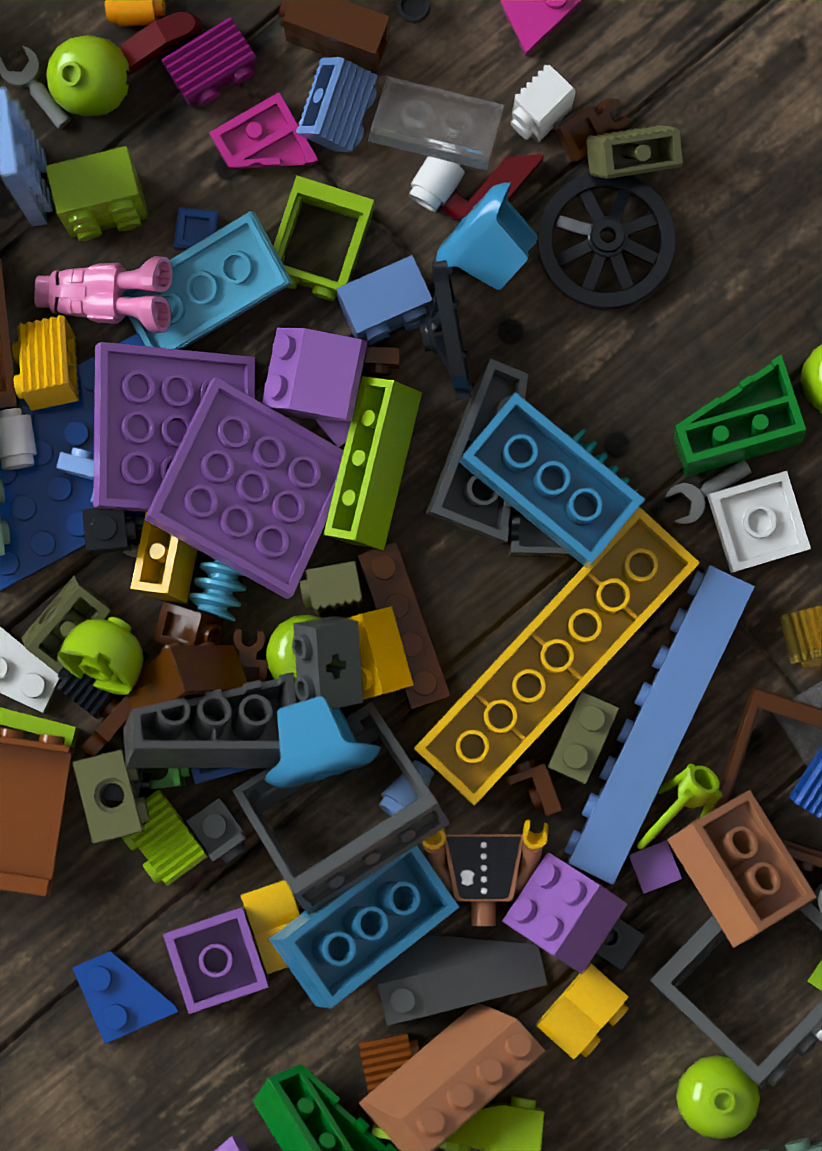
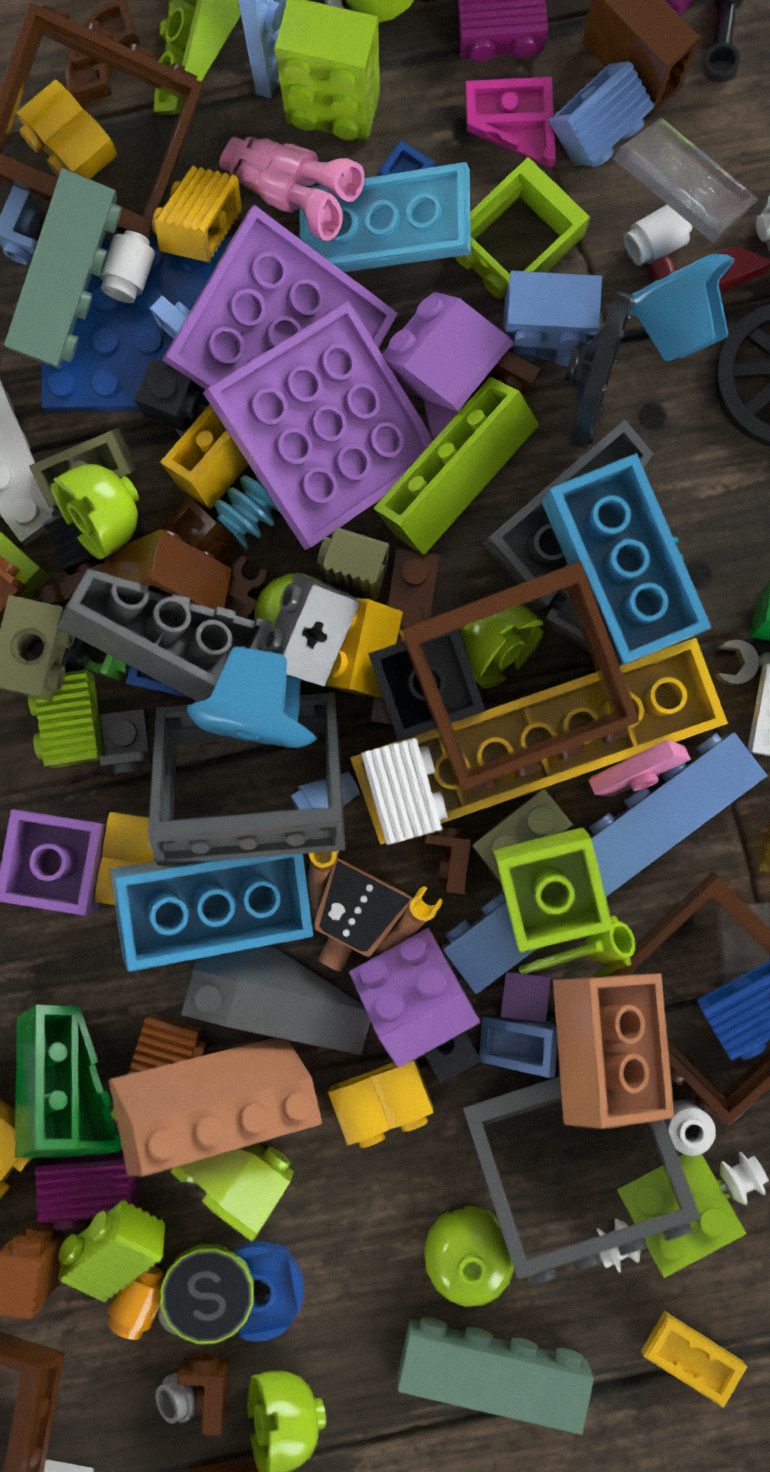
camera: 35 degrees right, 0 degrees up
(442, 654) = (403, 692): none -> black slope
(471, 753) = (403, 790): none -> white brick
(478, 588) = (500, 641): none -> lime cylinder
(578, 648) = (566, 743): none -> reddish brown window
(628, 768) = (553, 889): none -> lime brick
(650, 636) = (640, 770): none -> bright pink plate
(668, 908) = (519, 1045): none -> medium blue slope

